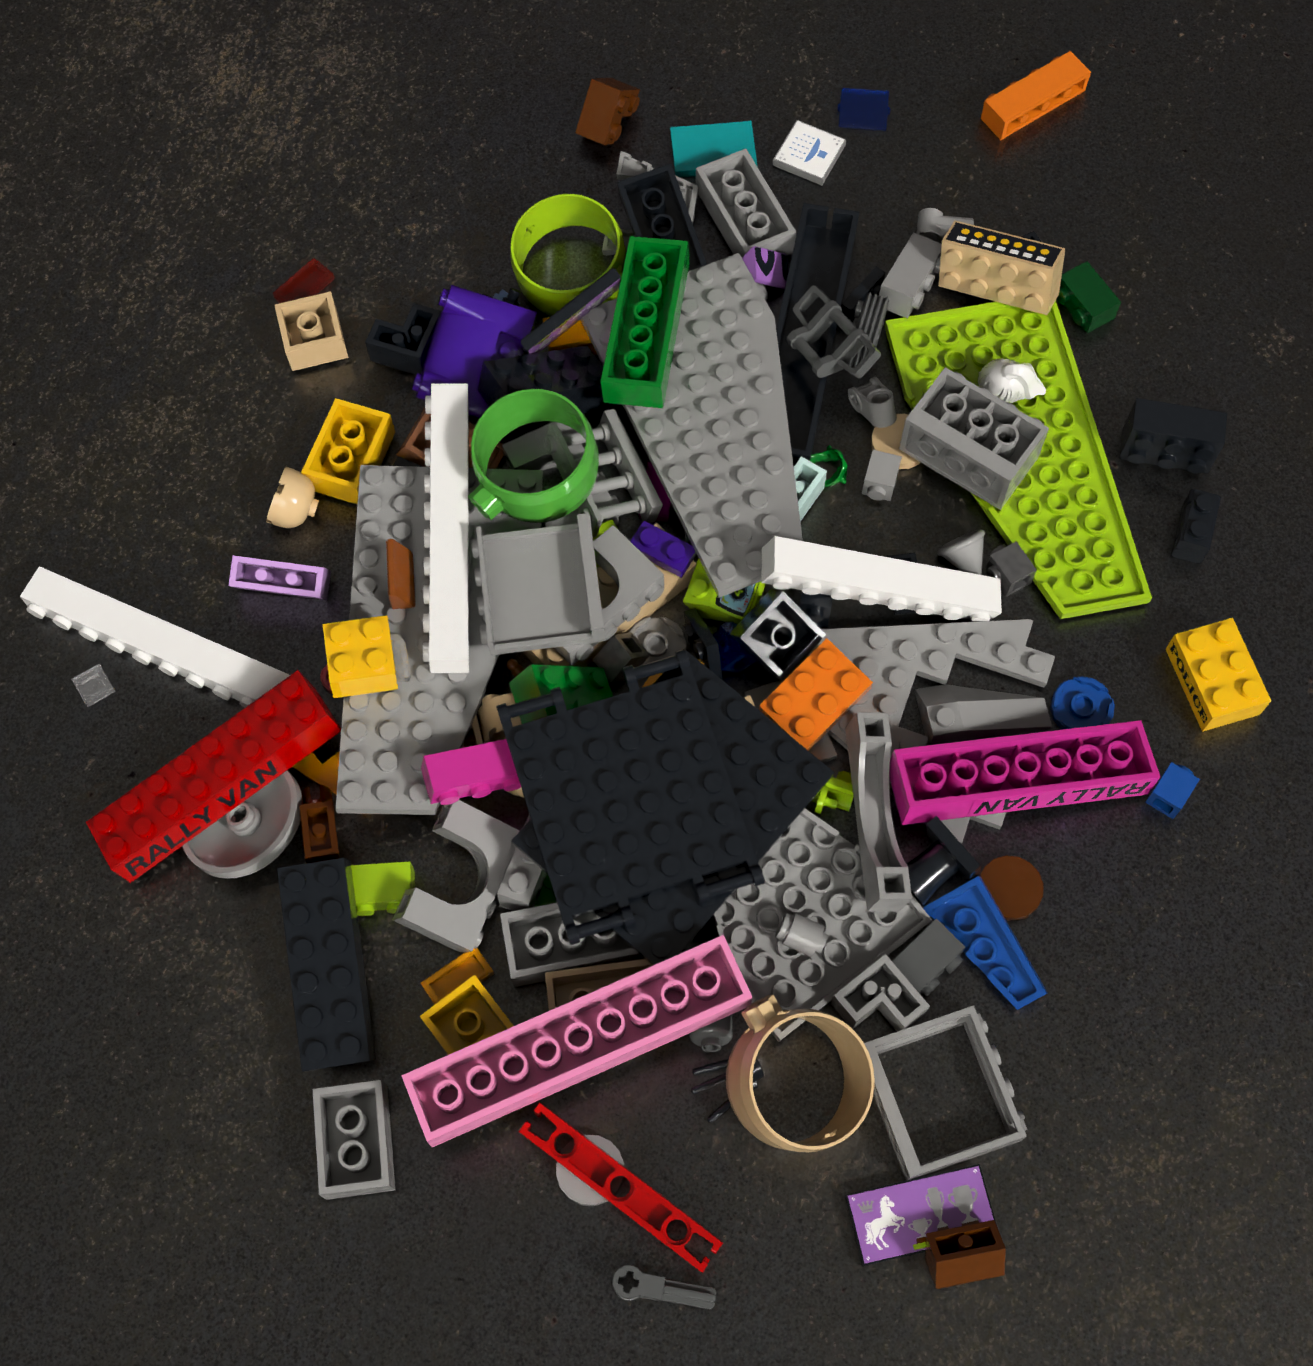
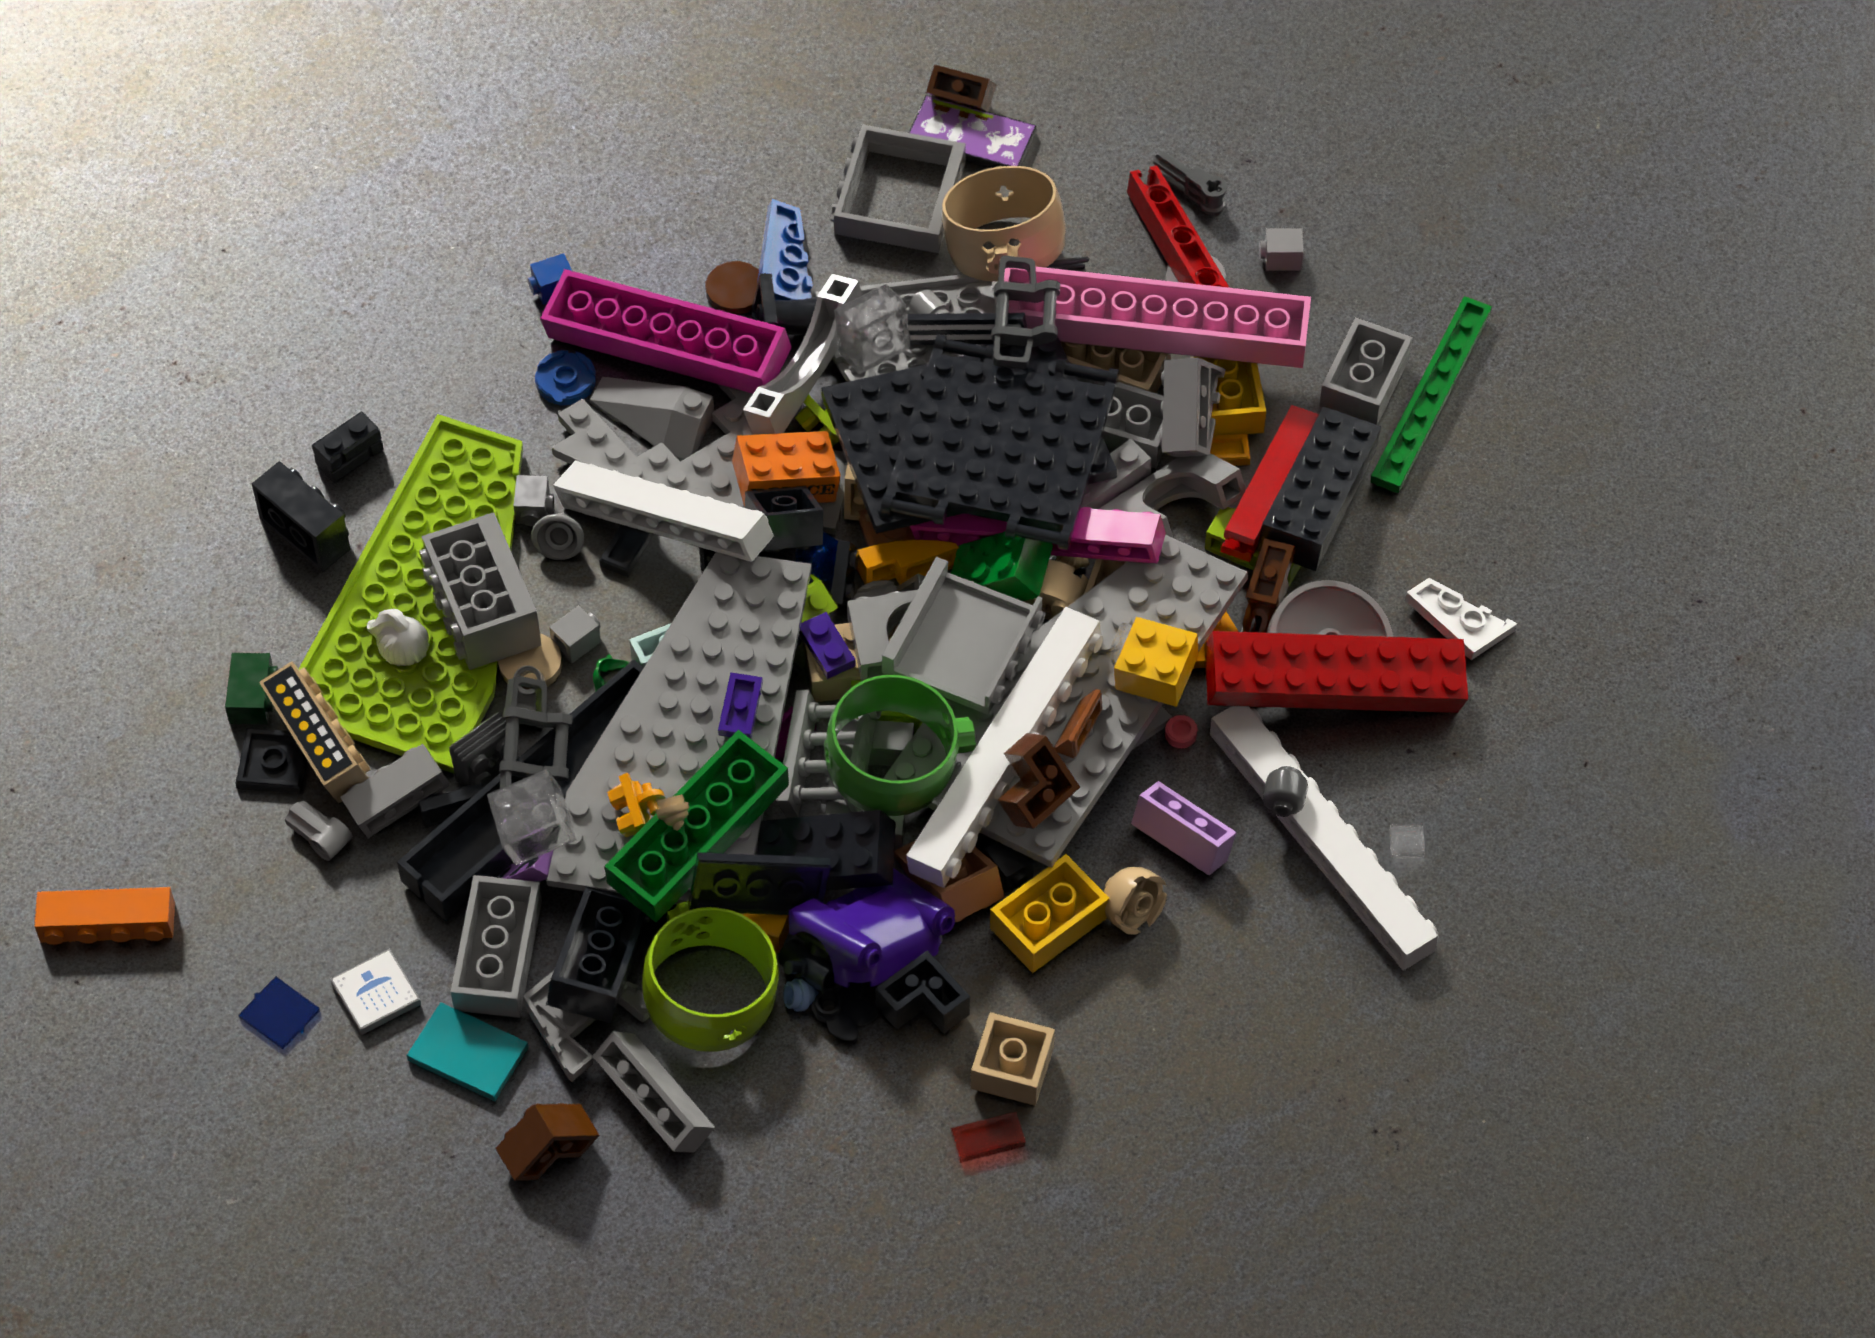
camera: 150 degrees left, 10 degrees down
(139, 921) = (1458, 618): none -> white wing
(202, 637) = (1286, 790): none -> dark grey head
(281, 1169) = (1431, 395): none -> green plate
(375, 943) = (1246, 522): none -> red piece
(396, 489) = (1042, 783): none -> reddish brown brick
(491, 963) = (1188, 406): none -> light grey wedge
(519, 1254) = (1282, 249): none -> light grey brick
(555, 174) = (653, 1092): none -> light grey brick
(664, 294) = (673, 811): none -> tan plate
(683, 432) = (740, 705): none -> dark purple plate
(698, 903) = (1032, 292): none -> dark grey bar
(706, 317) = (630, 794): none -> light orange hips
(747, 918) = (960, 327): none -> black tile
(779, 270) = (531, 817): none -> clear brick
(835, 864) = (872, 328): none -> clear brick
(884, 989) = (898, 261): light grey brick -> none
(929, 957) = (849, 262): dark grey brick -> none
(1217, 674) = (440, 333): yellow brick -> none

